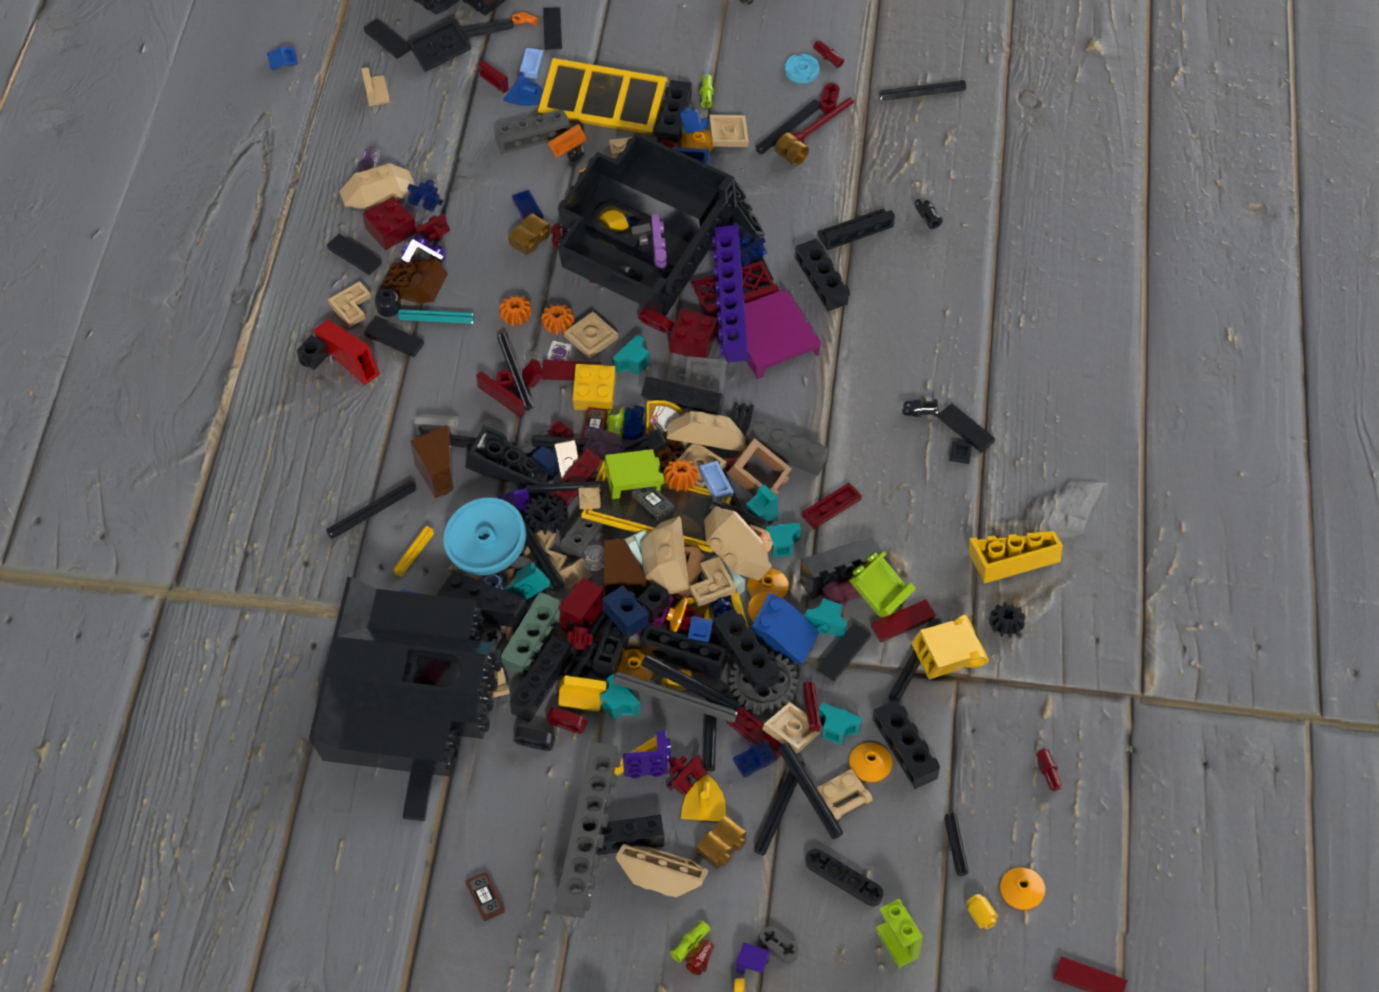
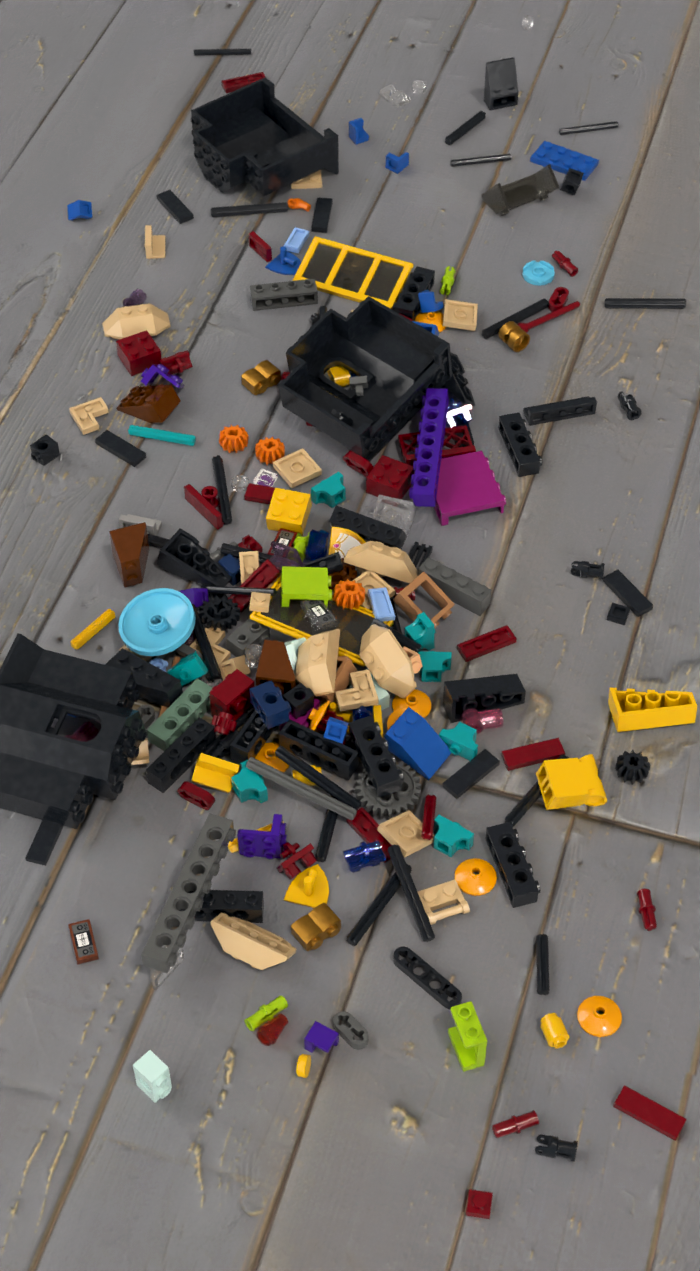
camera: 10 degrees right, 5 degrees down
(348, 351) = (76, 453): red slope -> none
(354, 254) = (102, 375): black tile -> none
(371, 509) = (63, 588): black axle -> none
(387, 302) = (121, 417): black head -> none
(426, 192) = (177, 332): clear blue hips -> none
(439, 45) = (218, 215): black plate -> none
(526, 204) = (265, 352): clear blue tile -> none
(532, 373) = (236, 493): dark red plate -> none
(534, 738) = (162, 807): black beam -> none
(567, 141) = (312, 305): orange panel -> none
(658, 243) = (372, 395): medium lavender hinge -> none
(880, 585) = (516, 717): lime panel -> none

